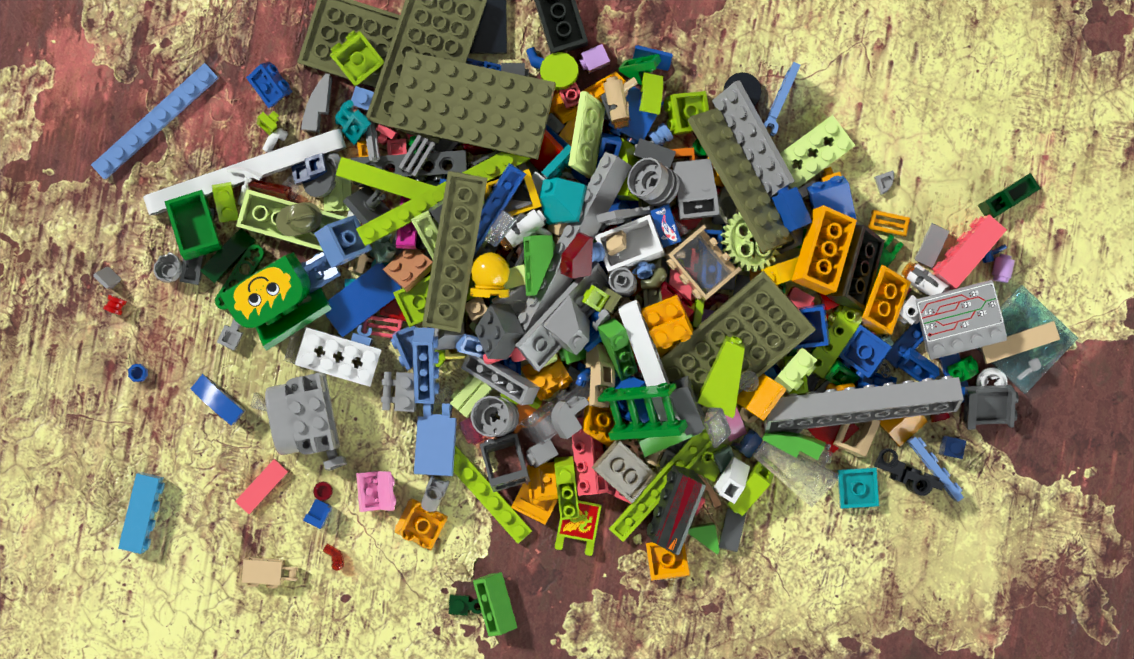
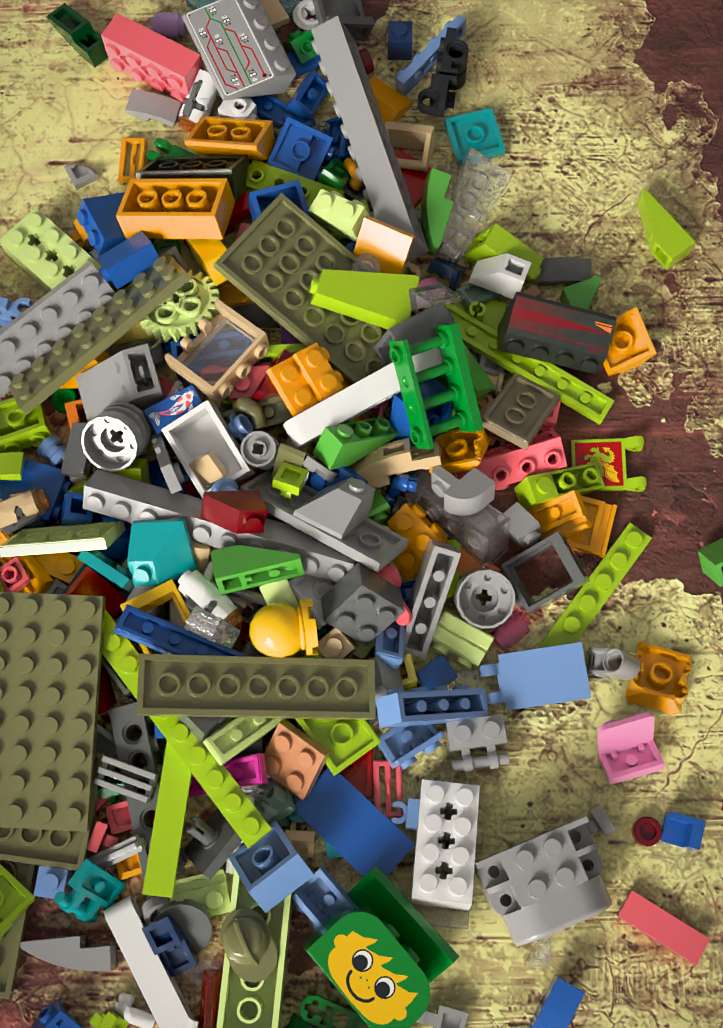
camera: 95 degrees left, 15 degrees down
(450, 373) = (436, 673): none -> blue slope
(744, 611) = (664, 236): none -> lime slope

